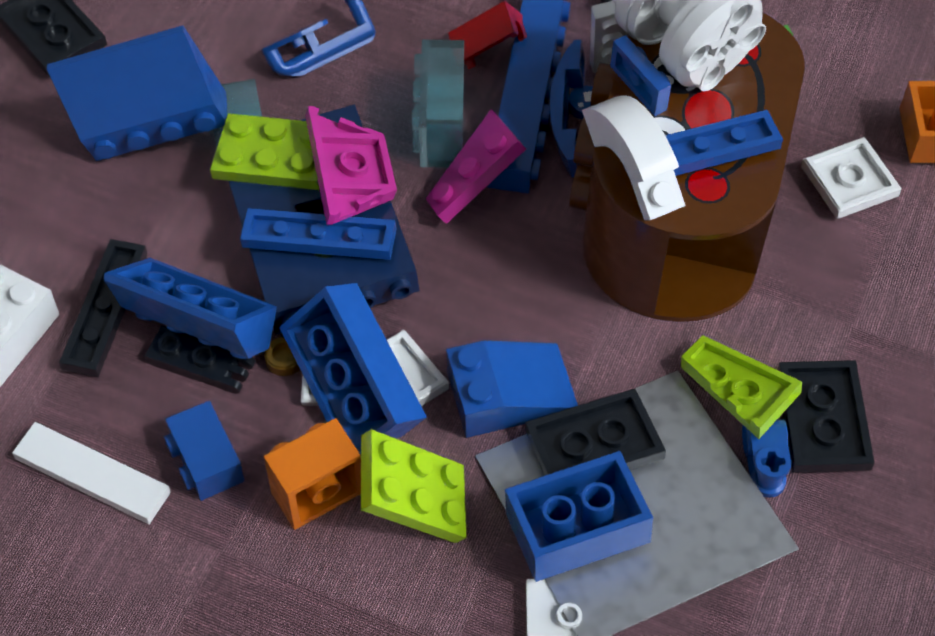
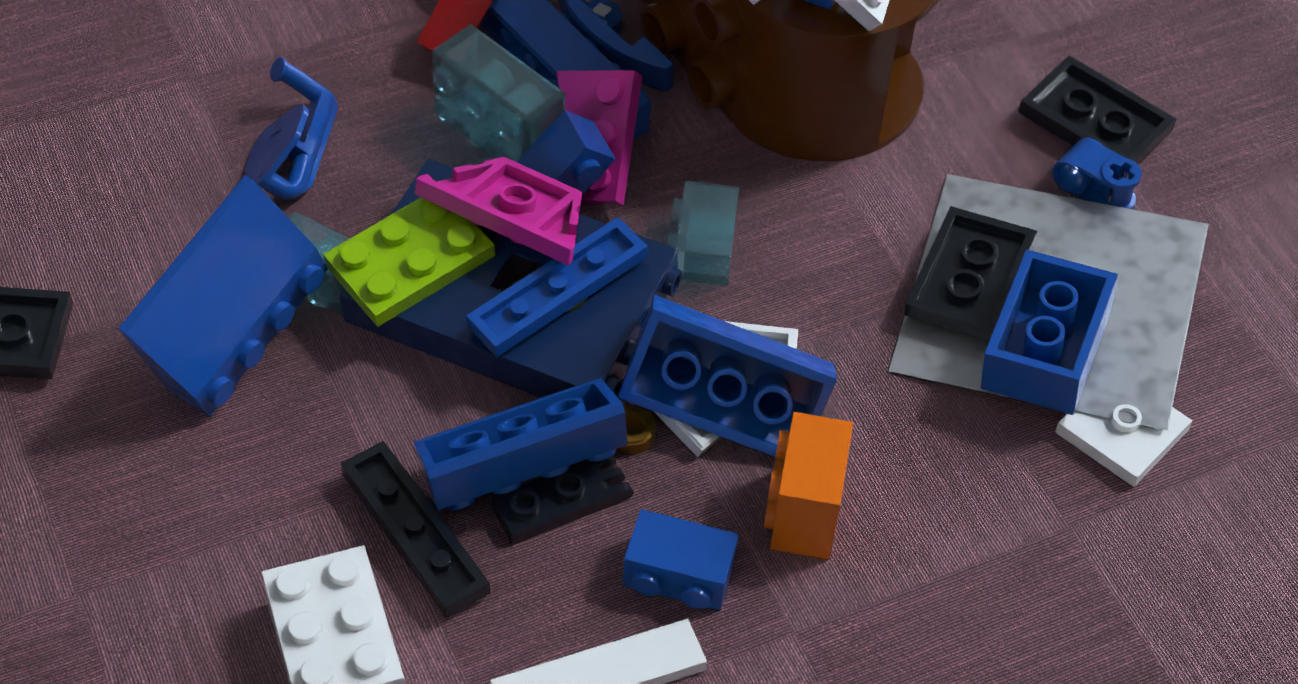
camera: 50 degrees left, 5 degrees down
(412, 486) = (904, 420): lime plate -> none
(428, 167) = (570, 152): none -> blue brick
(468, 278) = (705, 231): none -> clear light blue brick
(507, 383) = (846, 294): blue slope -> none
(741, 384) = (1018, 137): lime wing -> none

